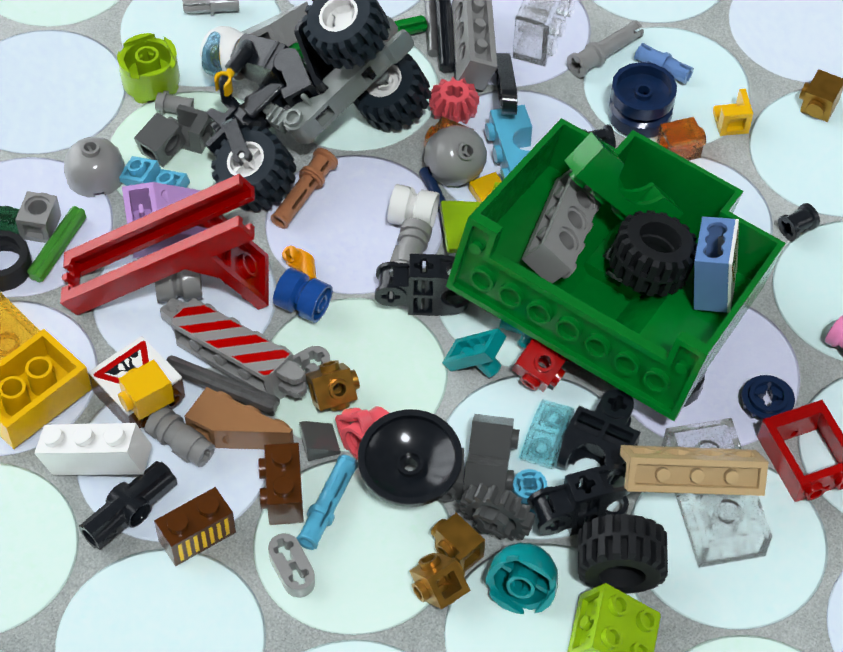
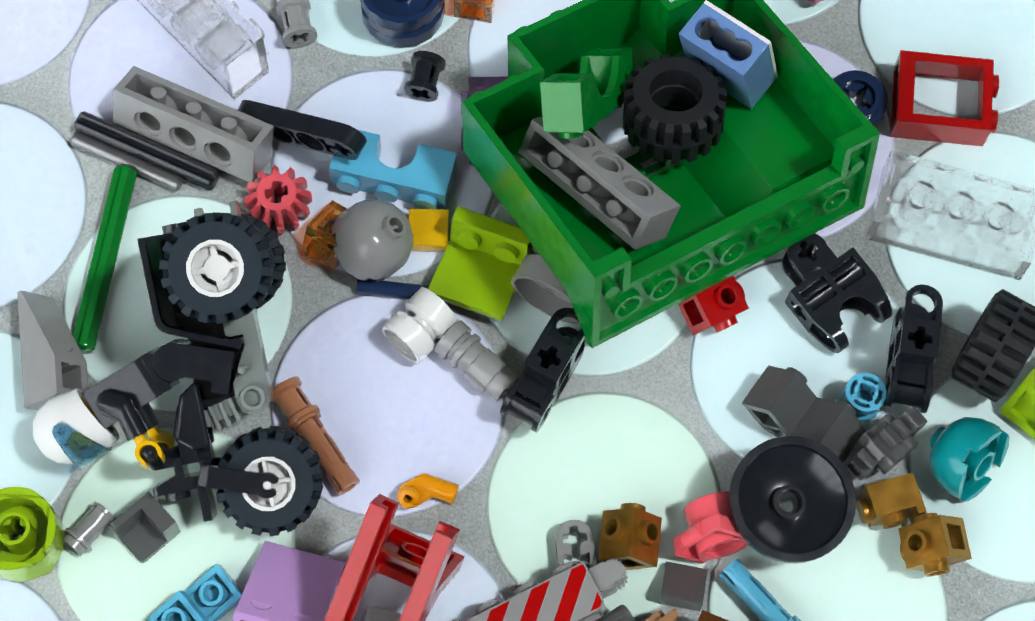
camera: 65 degrees left, 15 degrees up
(160, 139) = (145, 570): dark grey brick -> none
(298, 293) = (478, 513): blue wheel -> none
(476, 350) = (661, 360): teal tile -> none
(546, 434) = (797, 340): clear light blue slope -> none
(694, 470) = (960, 218): tan fence -> none

